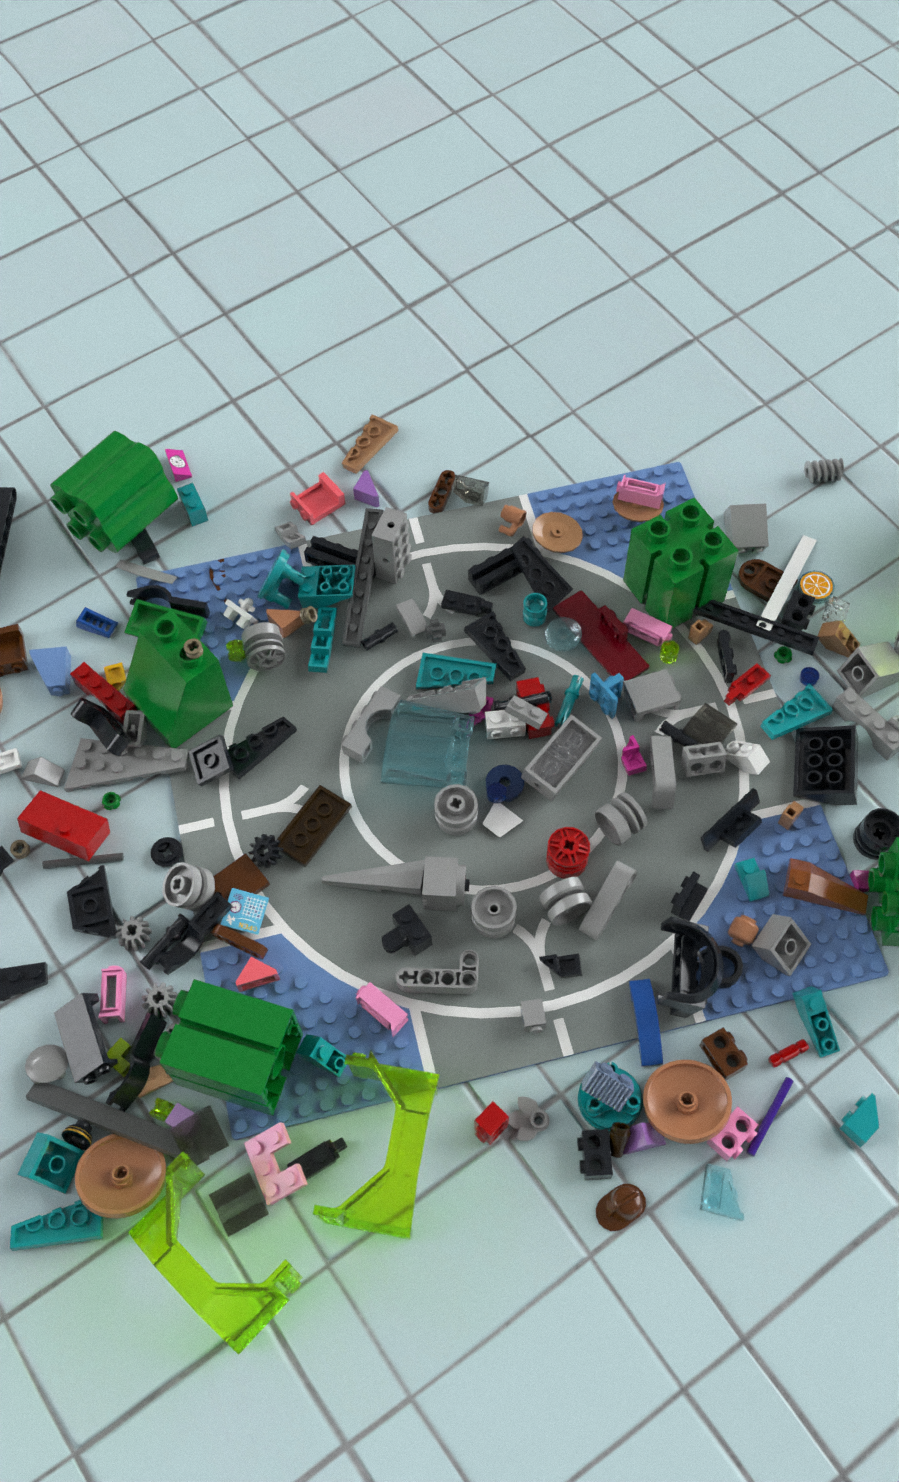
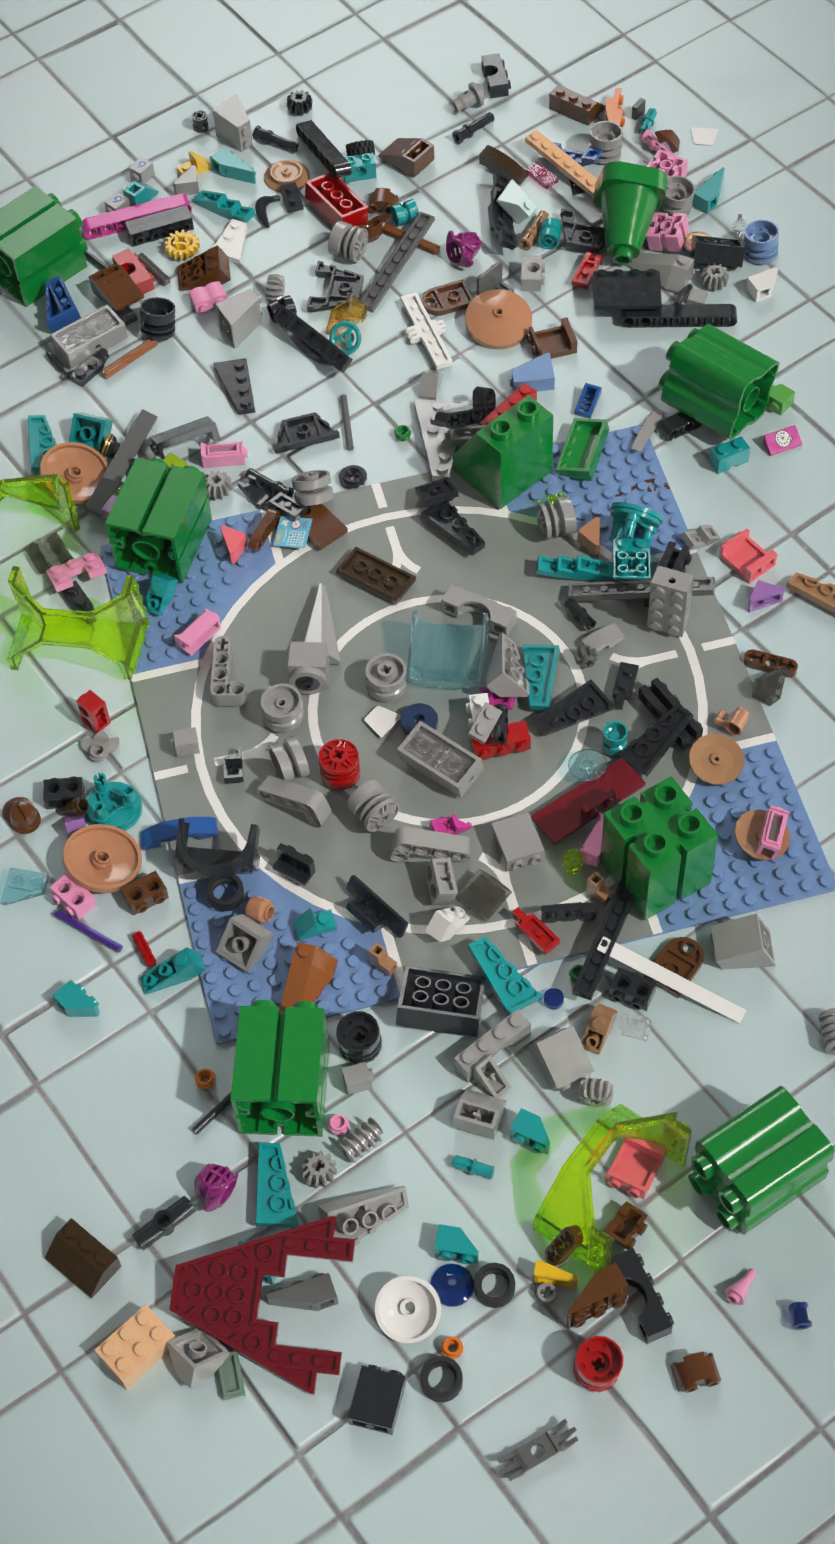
camera: 90 degrees right, 5 degrees down
(15, 846) = (357, 374): dark tan bush -> none
(46, 1064) = (166, 418): light grey dish -> none
(64, 825) = (374, 401): red brick -> none
(133, 941) = (276, 461): light grey gear -> none
(155, 591) = (611, 447): black piece -> none
(196, 653) = (502, 423): dark tan bush -> none
(200, 1135) = (94, 516): clear smoke slope -> none
(245, 606) = (601, 501): white hips -> none
(261, 845) = (346, 539): black gear -> none
(308, 615) = (591, 545): dark tan bush -> none
(408, 932) = (266, 647): black brick -> none
(496, 793) = (404, 709): clear blue tile -> none
(571, 694) = (517, 774): teal pin -> none
(606, 692) = (512, 796): dark azure bracket -> none
(607, 1085) = (111, 785): sand blue brick -> none
(677, 735) = (472, 866): black pin -> none
(816, 585) = (671, 1014): tile -> none

